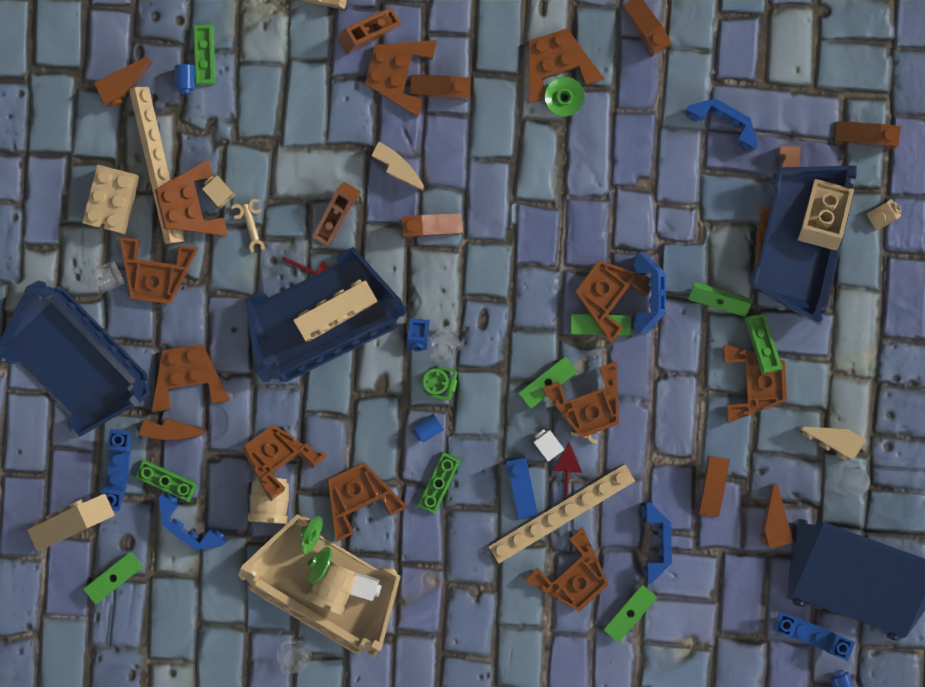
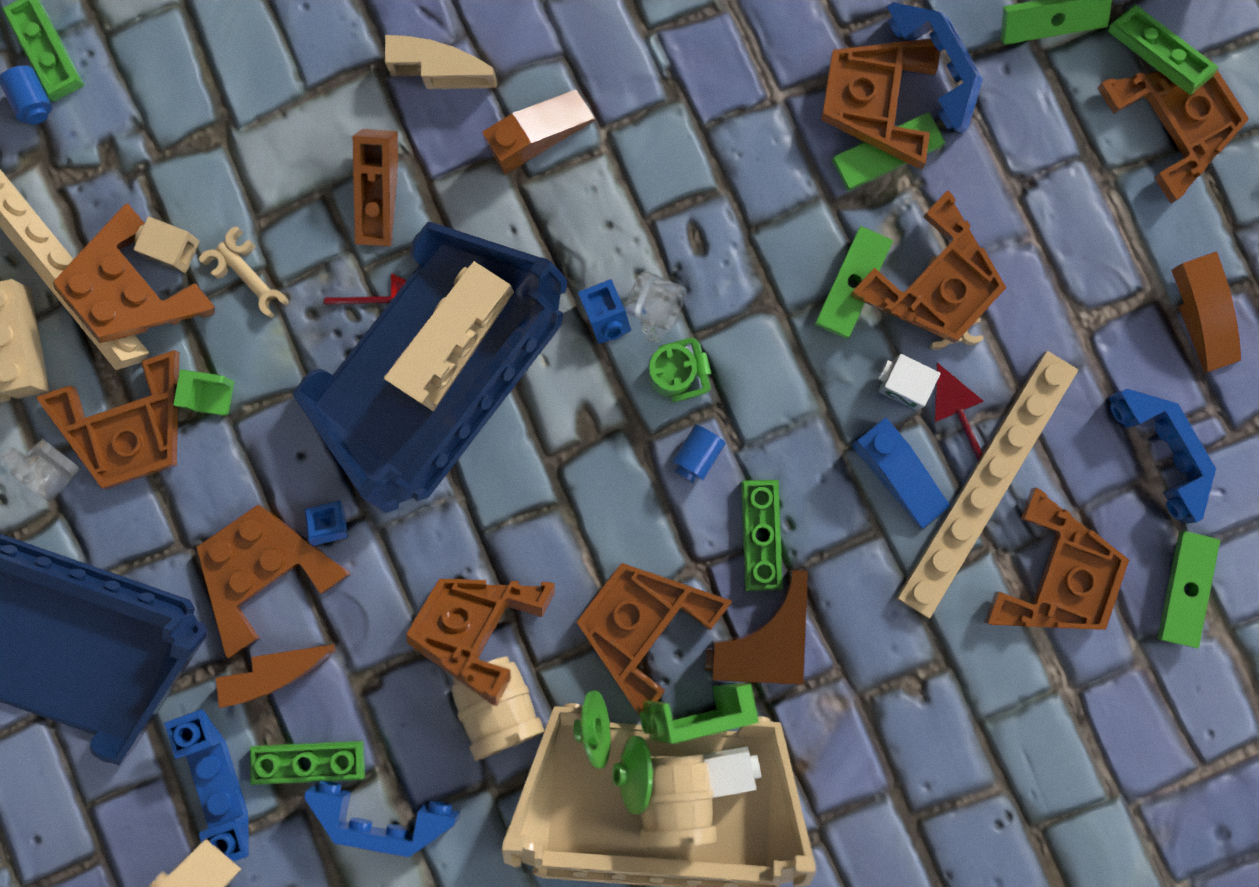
camera: 25 degrees left, 5 degrees down
(202, 276) = (204, 392): none -> bright green panel
(230, 370) = (326, 523): none -> blue tile
(381, 559) = (734, 710): none -> bright green panel
(413, 540) = (773, 649): none -> reddish brown arch

